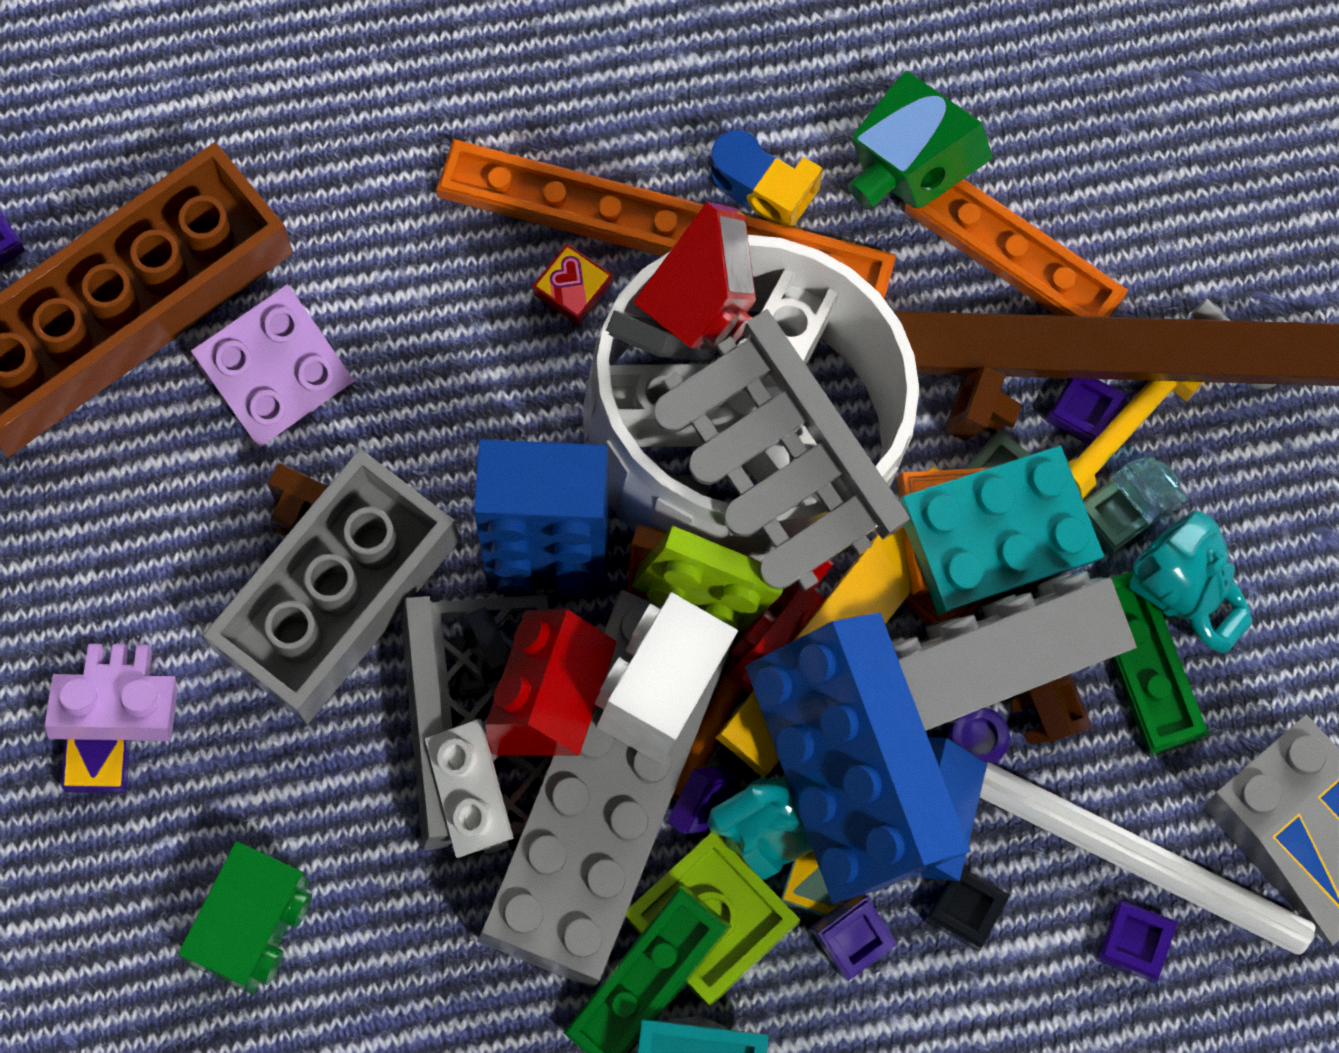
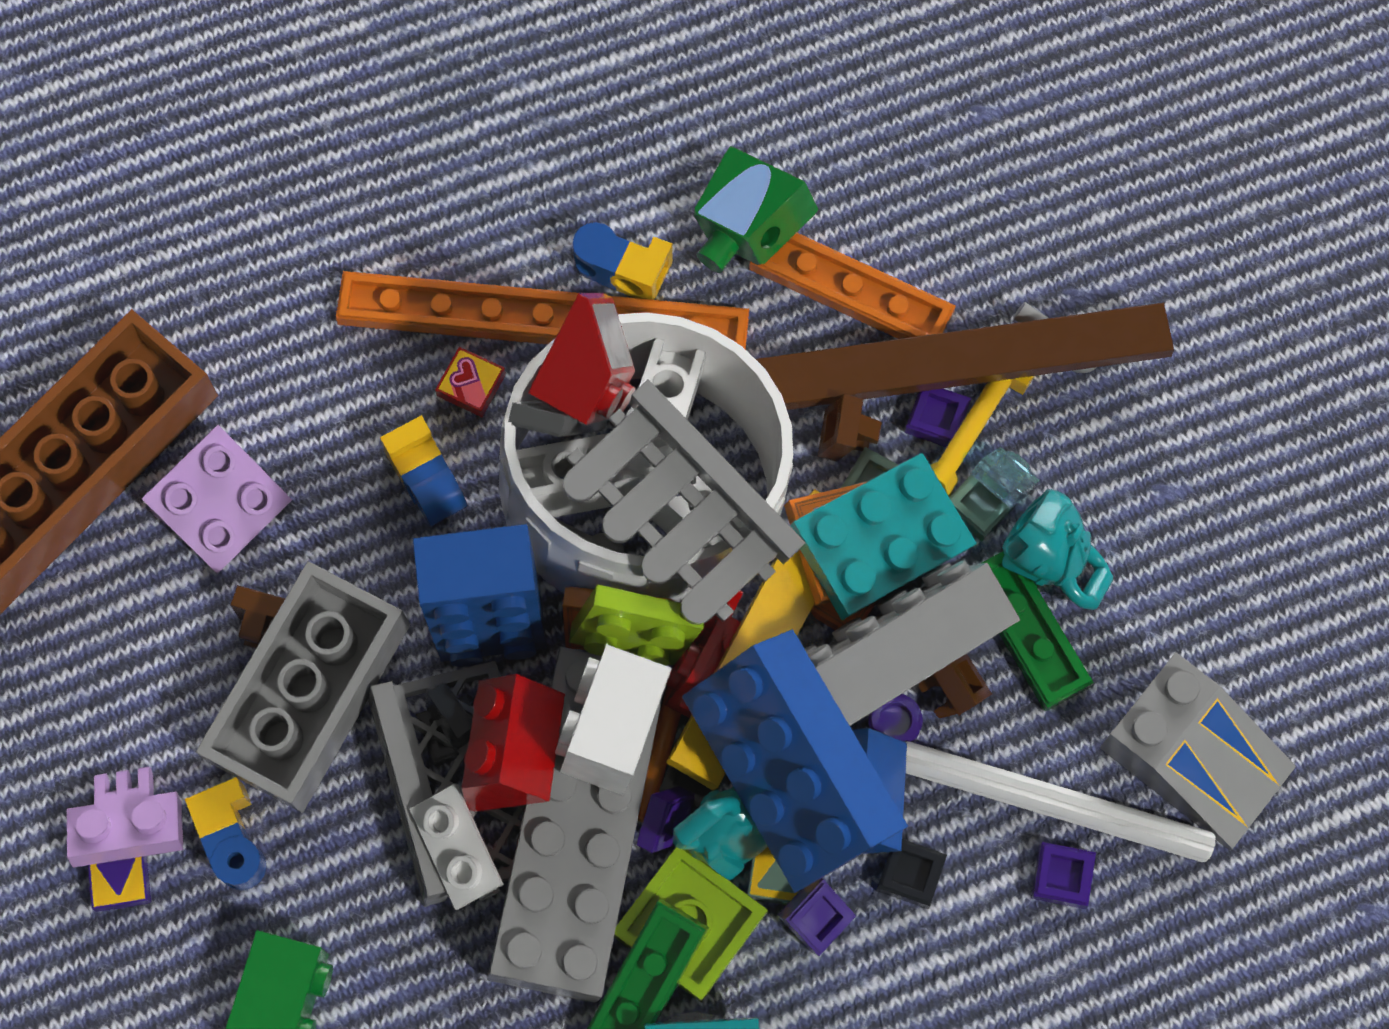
camera: 10 degrees left, 0 degrees up
(218, 735) = (223, 835): none -> leg
(504, 373) = (423, 471): none -> leg

